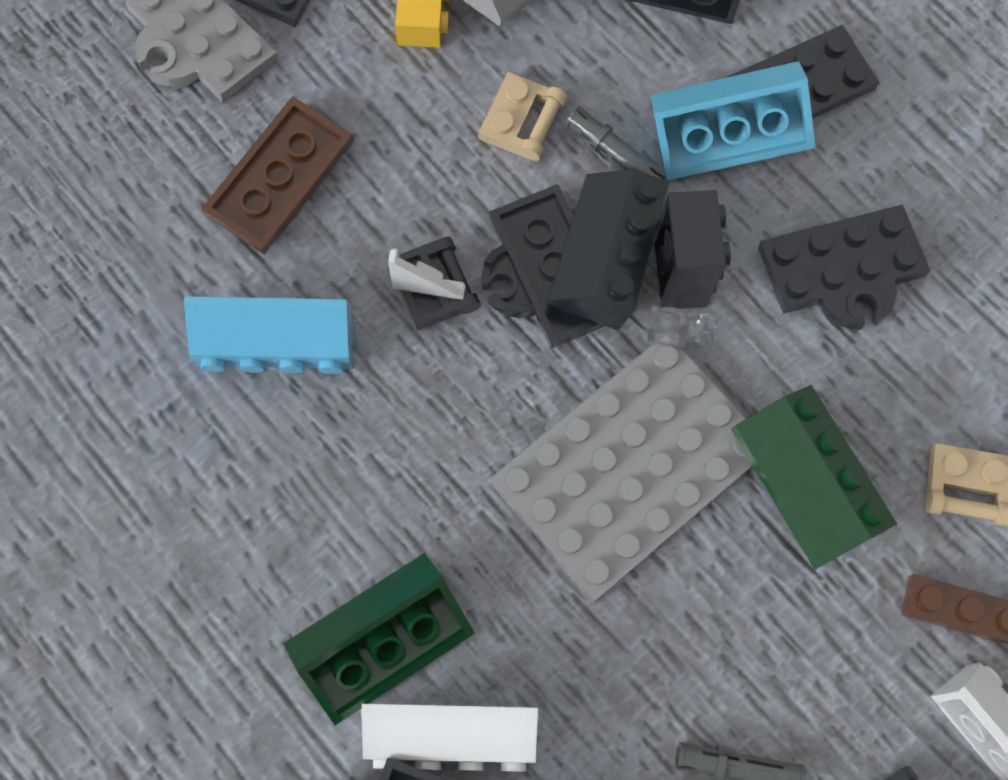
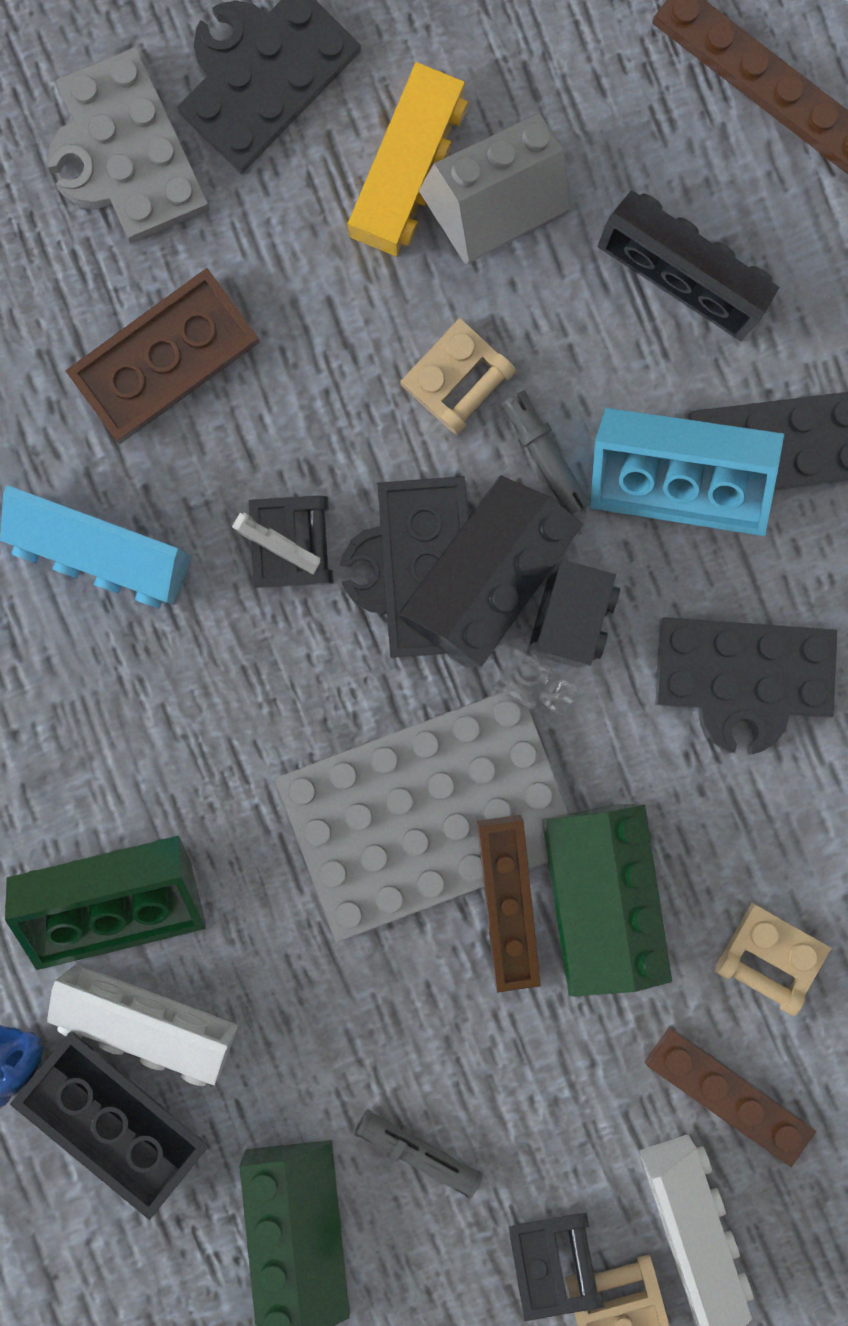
camera: 20 degrees right, 15 degrees up
(732, 510) = (508, 903): none -> reddish brown plate

